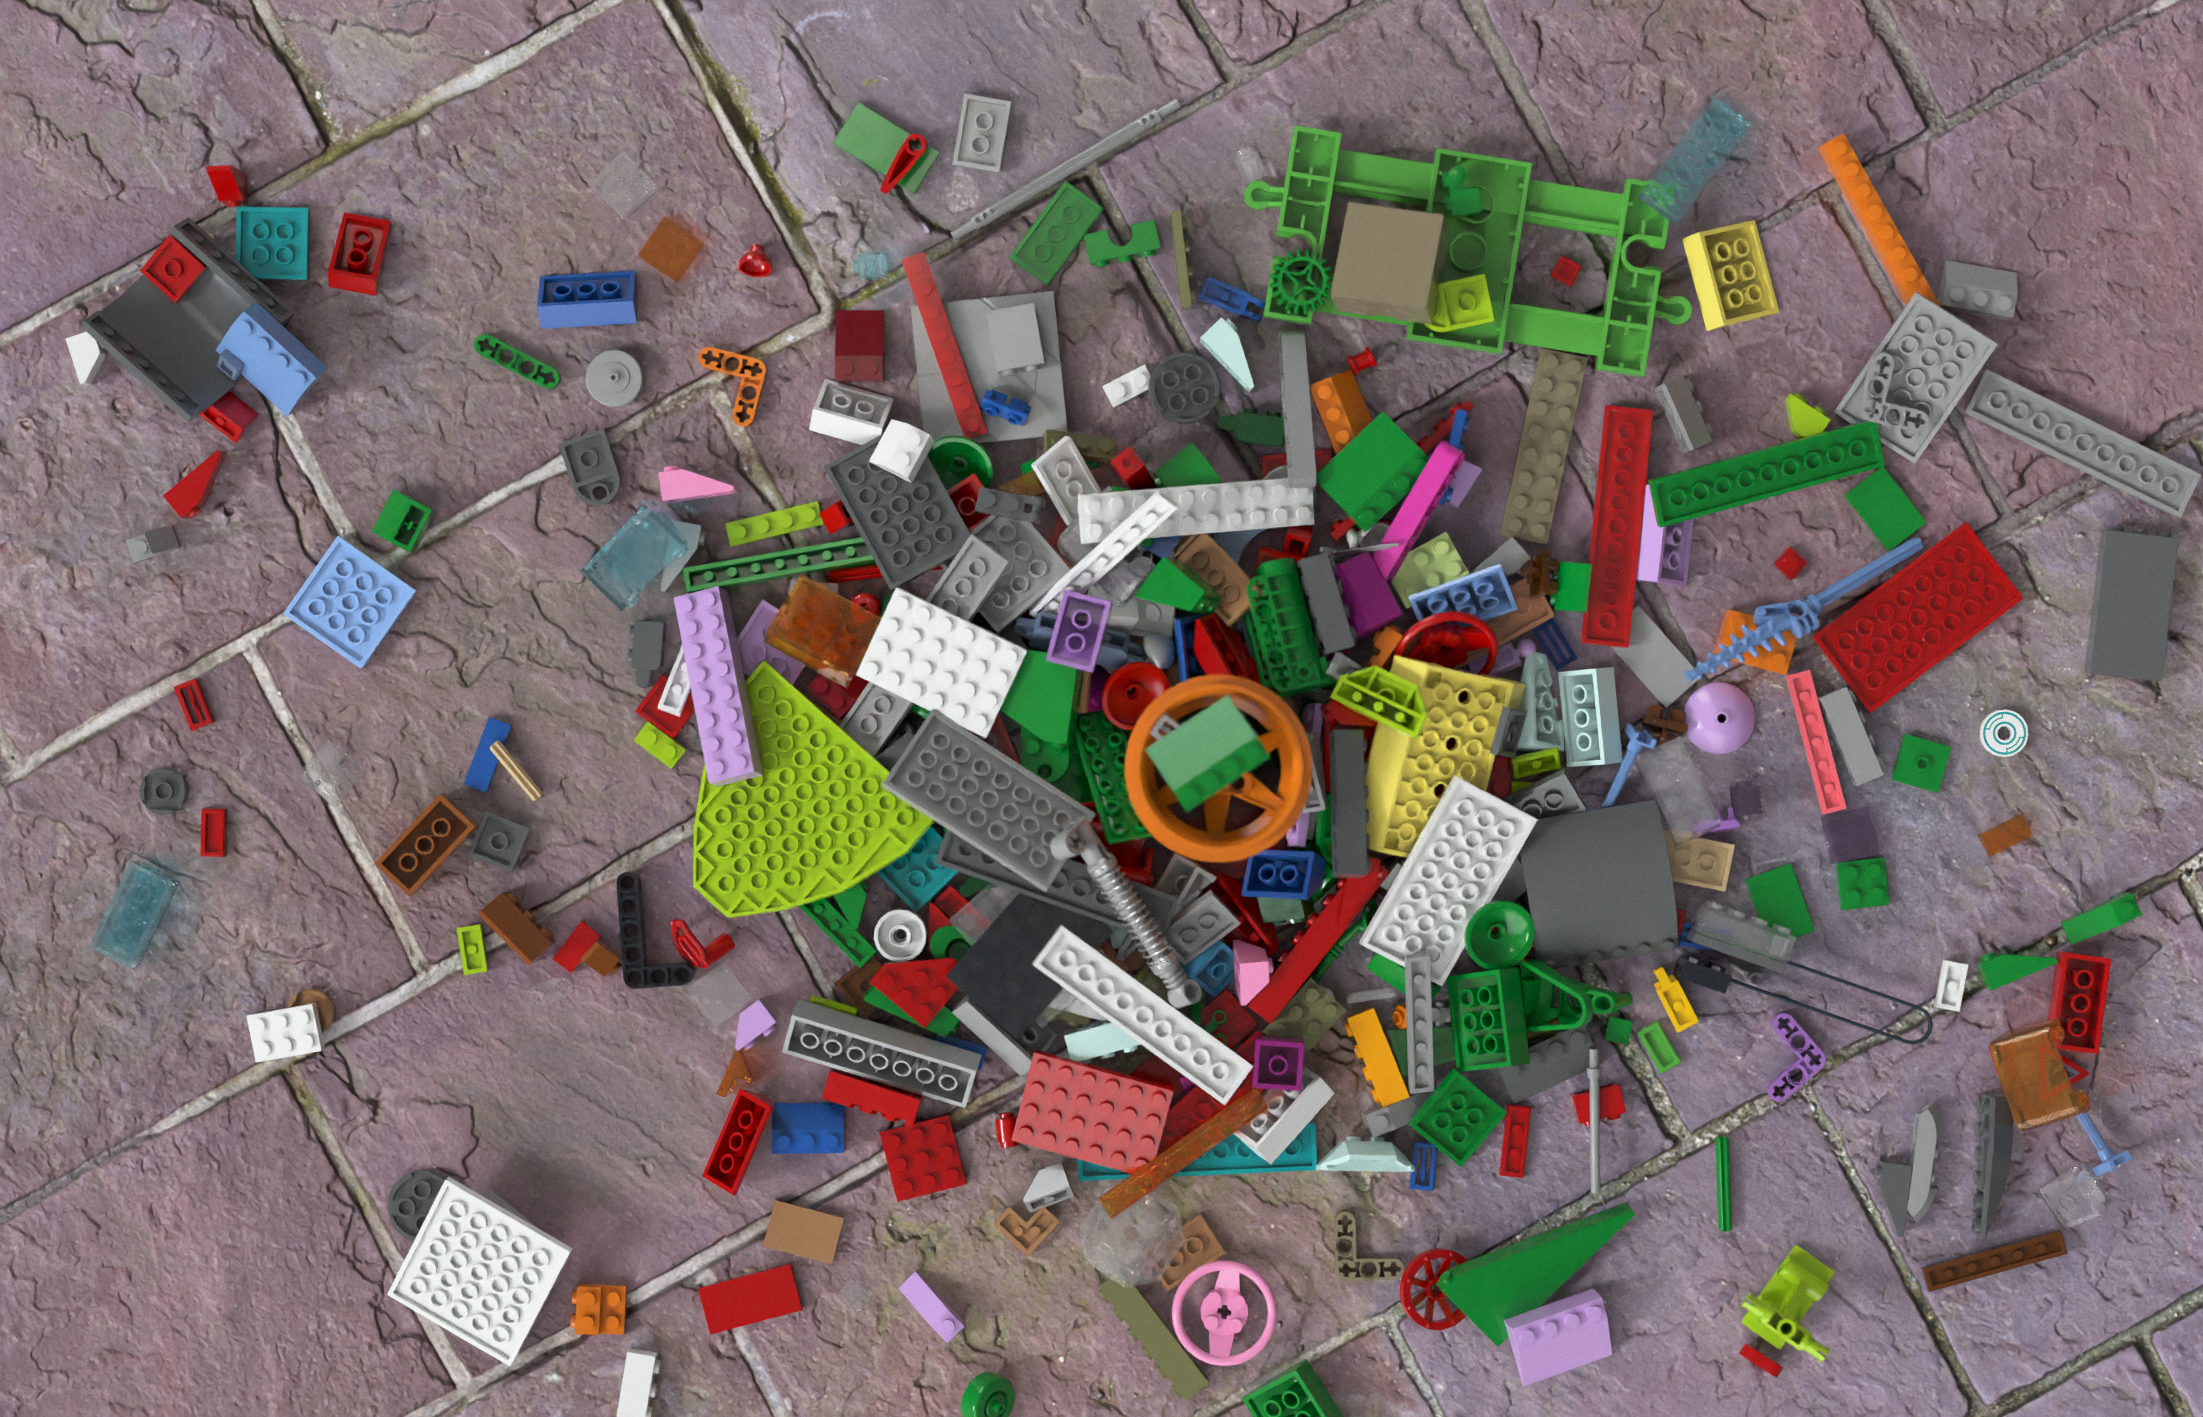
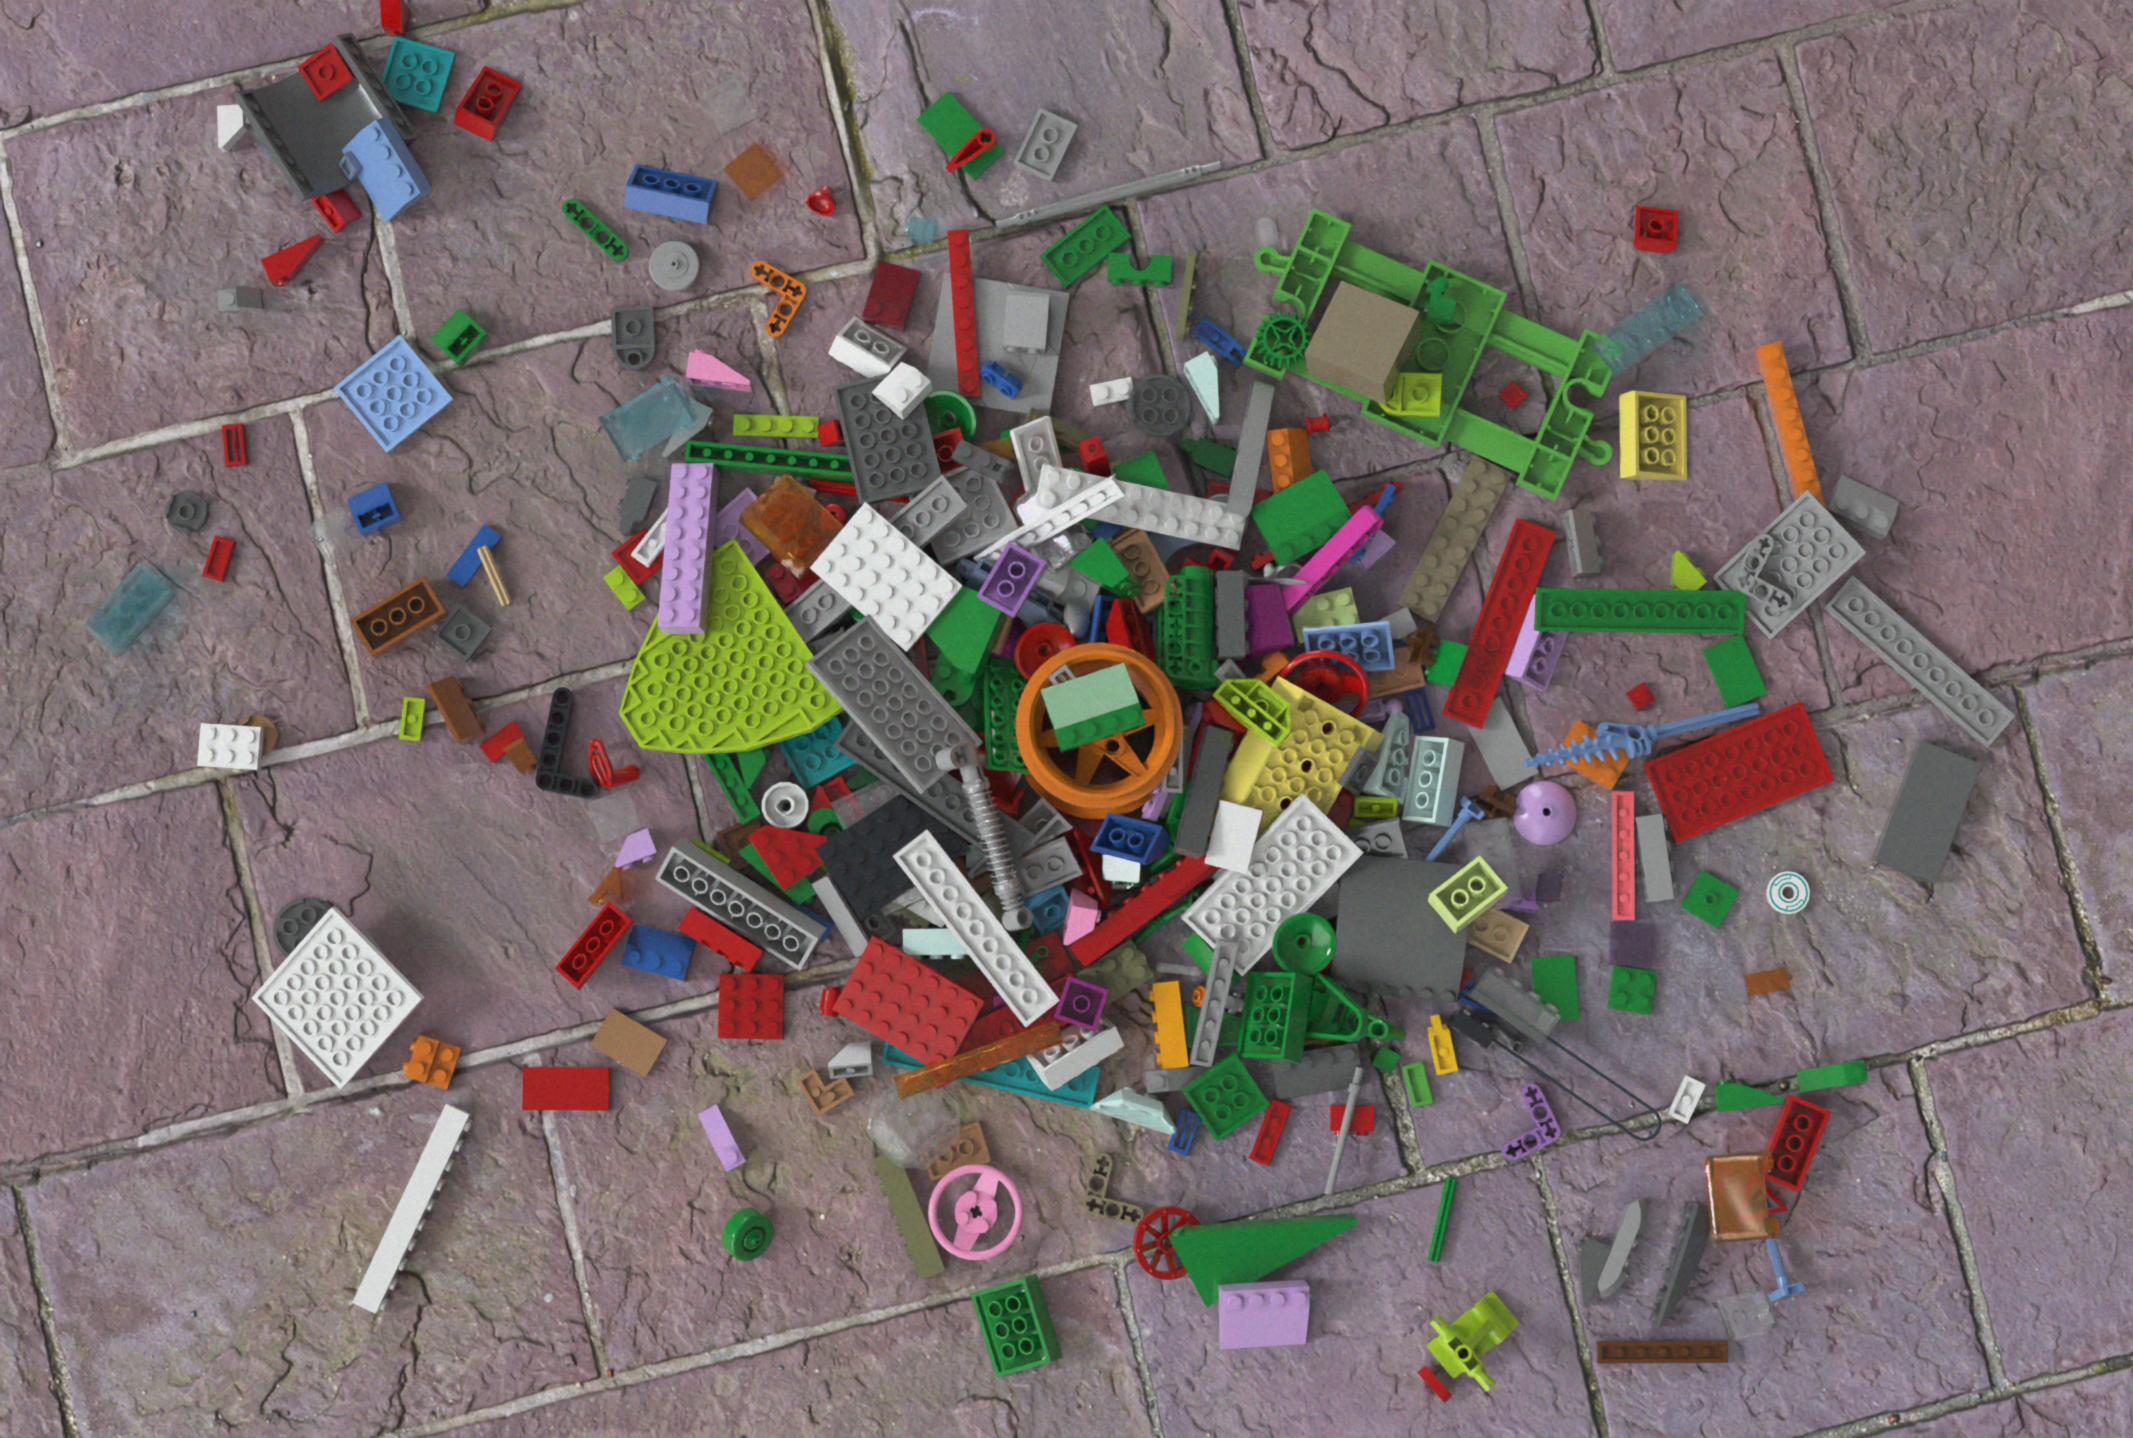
camera: 10 degrees right, 5 degrees down
(366, 734) = (374, 509): none -> blue slope
(1393, 843) = (1233, 837): none -> white tile
(1662, 836) = (1467, 894): none -> yellowish green brick
(1674, 44) = (1655, 229): none -> red slope

